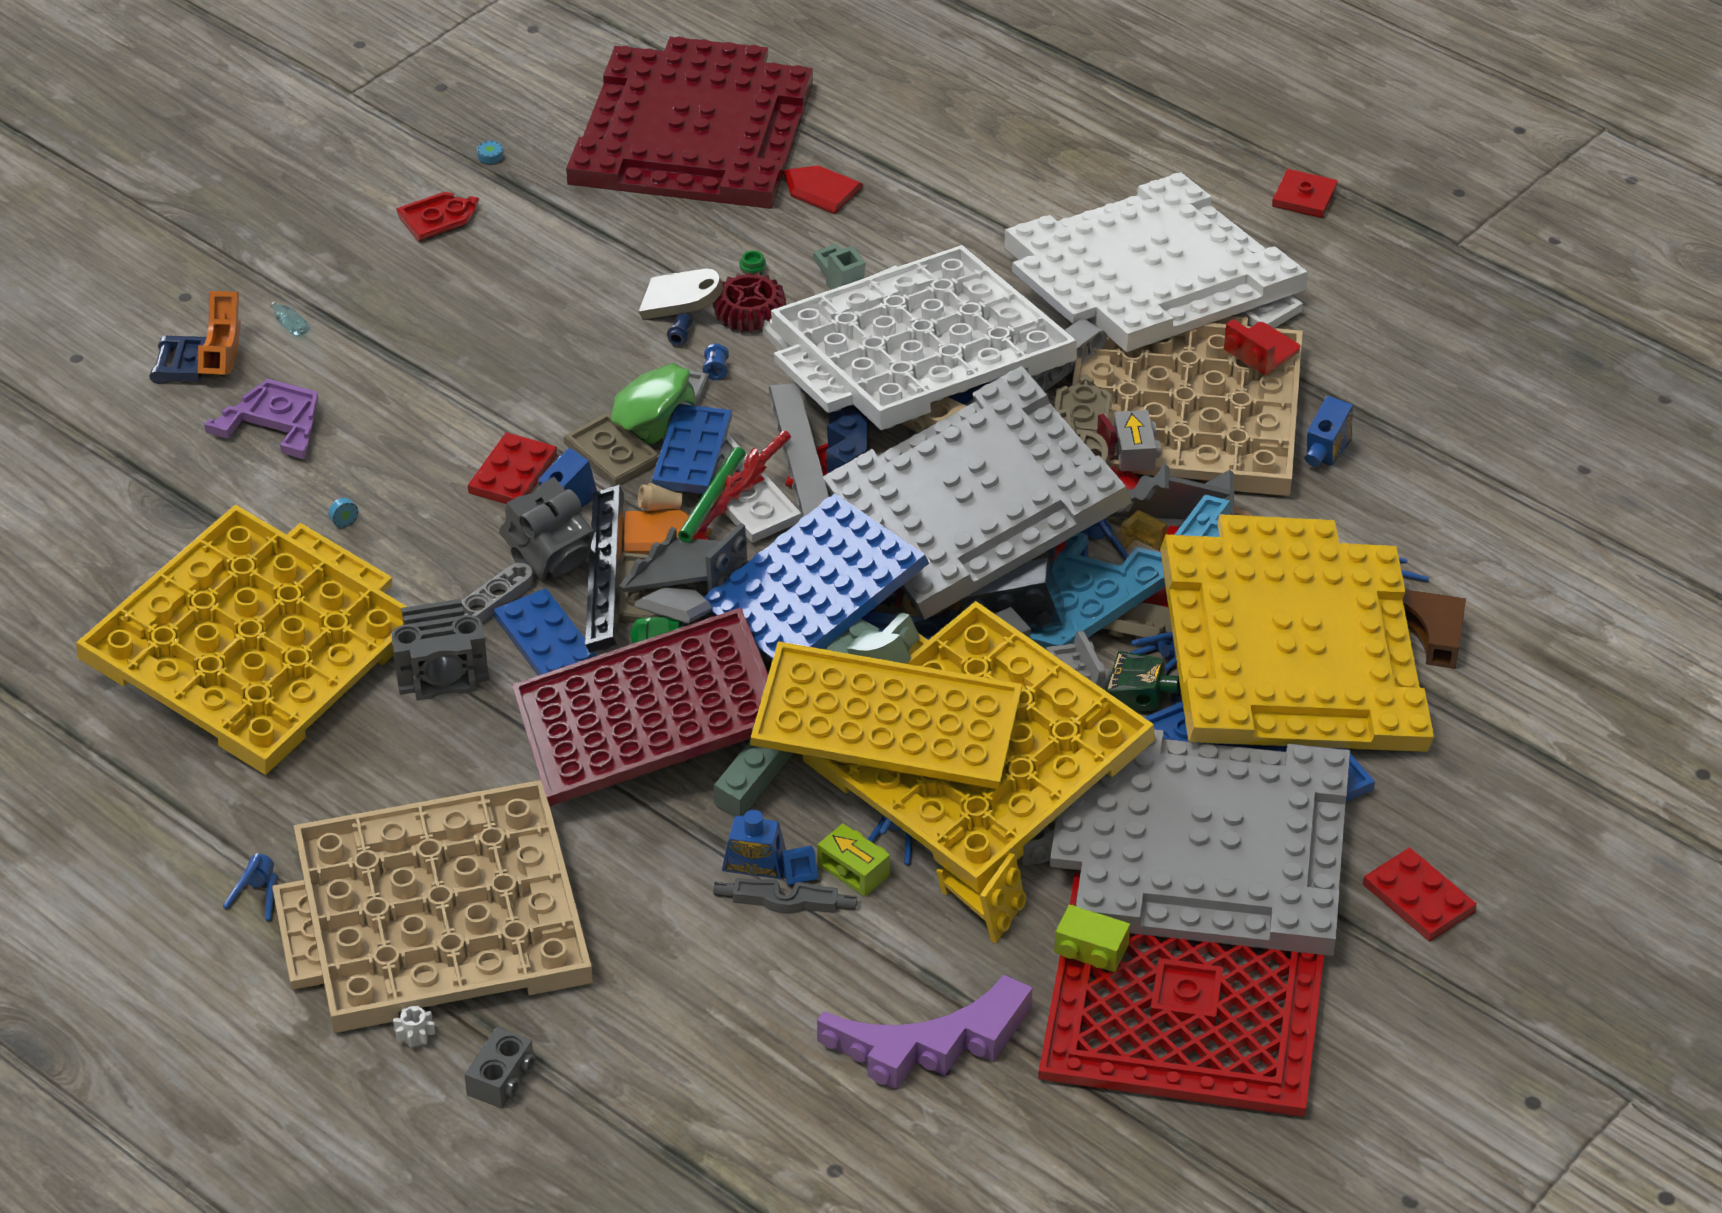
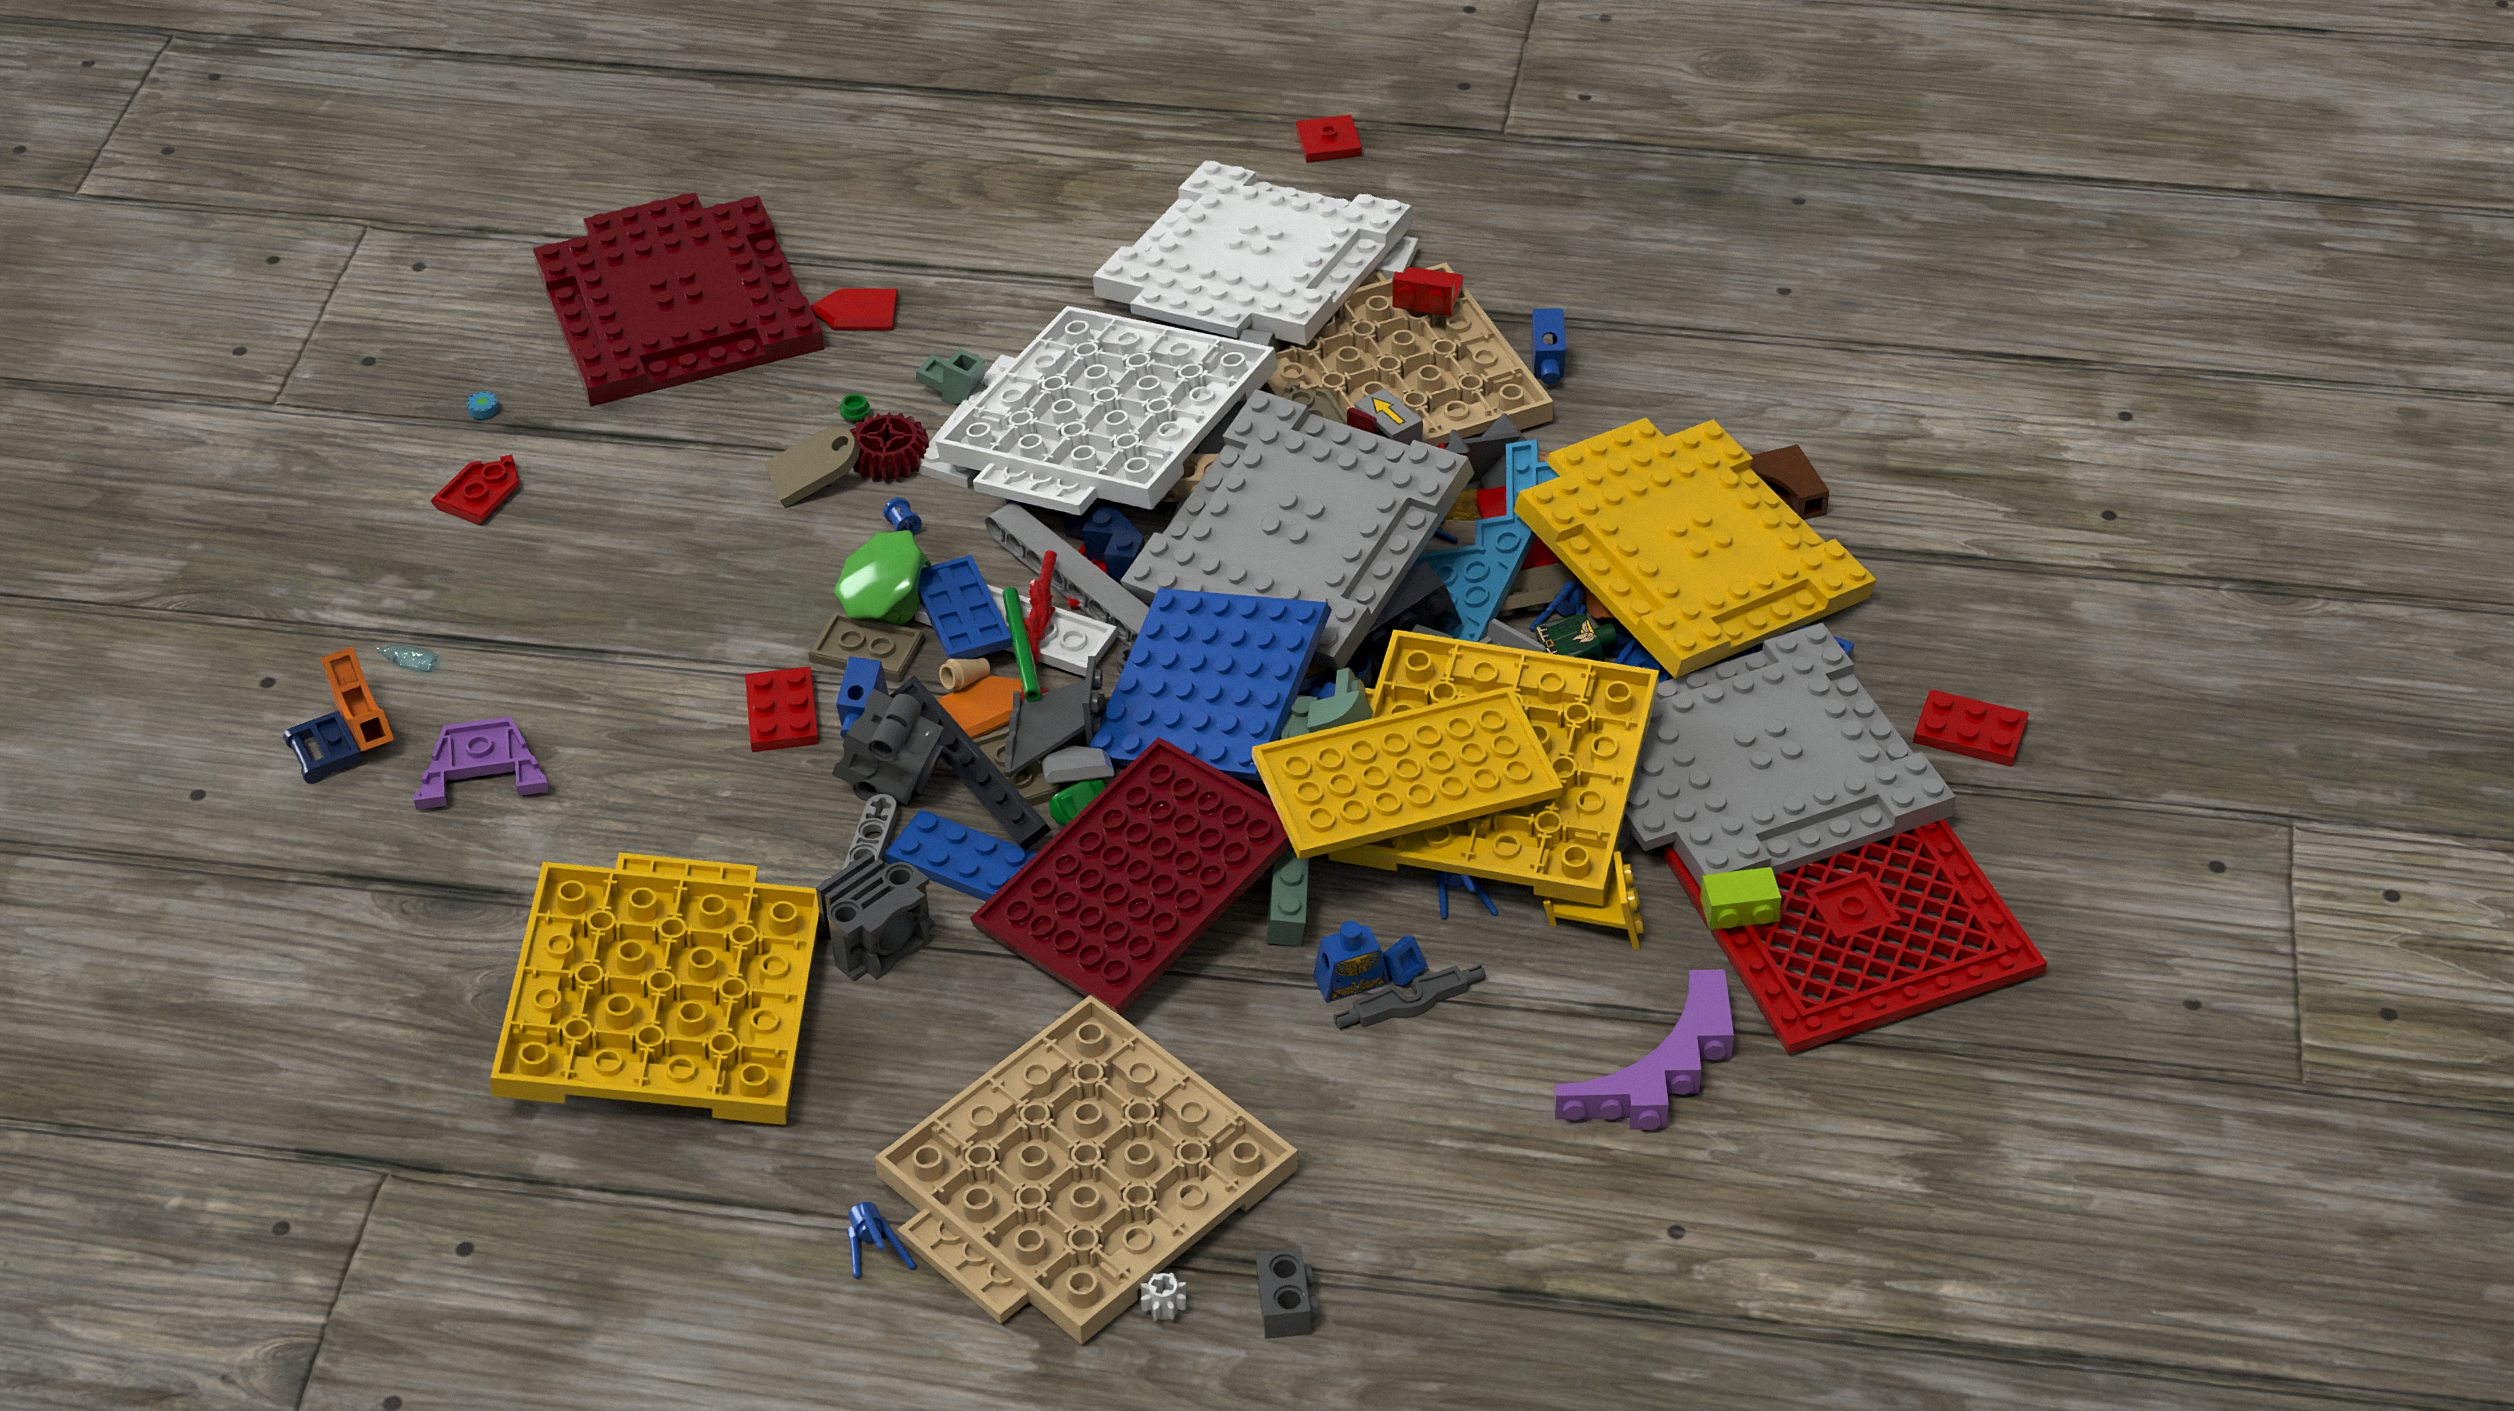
camera: 30 degrees left, 0 degrees up
(343, 512) = (643, 825): dark azure tile -> none
(678, 332) = (839, 505): dark blue pin -> none
(853, 859) = (1451, 931): lime brick -> none

